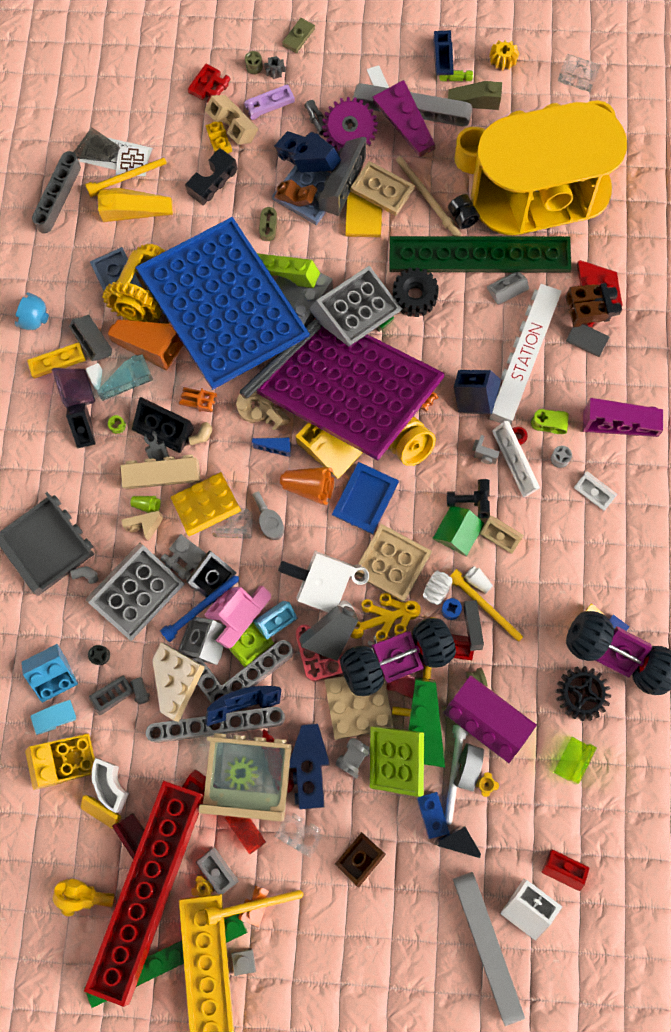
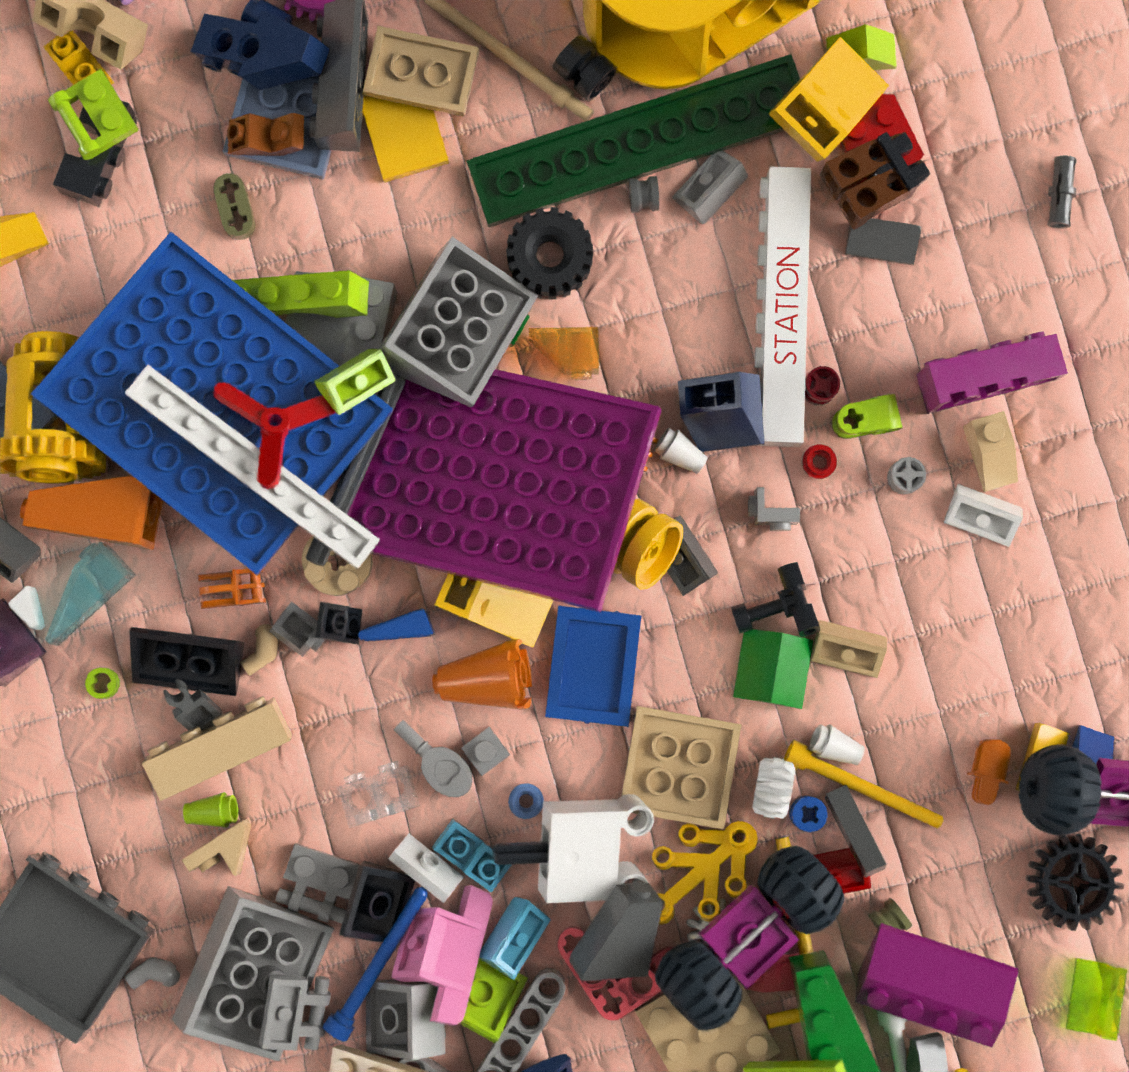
camera: 25 degrees left, 10 degrees up
(80, 425) = (38, 708): black slope -> none
(143, 614) = (284, 1012): none -> light grey plate
(205, 504) = (319, 780): yellow plate -> none
(222, 156) = (103, 108): none -> lime plate
(223, 430) = (297, 630): none -> light grey bracket
(230, 335) = (241, 460): none -> white plate
(242, 568) = (426, 868): none -> white plate
(243, 430) = (338, 623): none -> black slope
(249, 318) = (272, 436): none -> red piece
(268, 571) = (470, 855): none -> medium azure slope
(278, 417) = (388, 573): tan tile -> none
(295, 522) = (485, 751): none -> light grey plate
(296, 313) = (355, 380): none -> lime slope
(305, 547) = (534, 809): none -> medium blue plate
(408, 339) = (569, 349): none -> clear yellow slope
(433, 465) = (691, 563): none -> dark grey slope
(447, 407) = (680, 451): none -> white cone
(472, 279) = (644, 194): none -> dark grey wheel
(515, 459) = (829, 507): white tile -> none
(533, 394) = (825, 381): none -> dark red wheel
(556, 618) = (989, 769): none -> orange arm
(580, 260) = (829, 100): none -> yellow slope
(607, 246) = (871, 44): none -> lime slope
(611, 458) = (992, 450): none -> tan slope

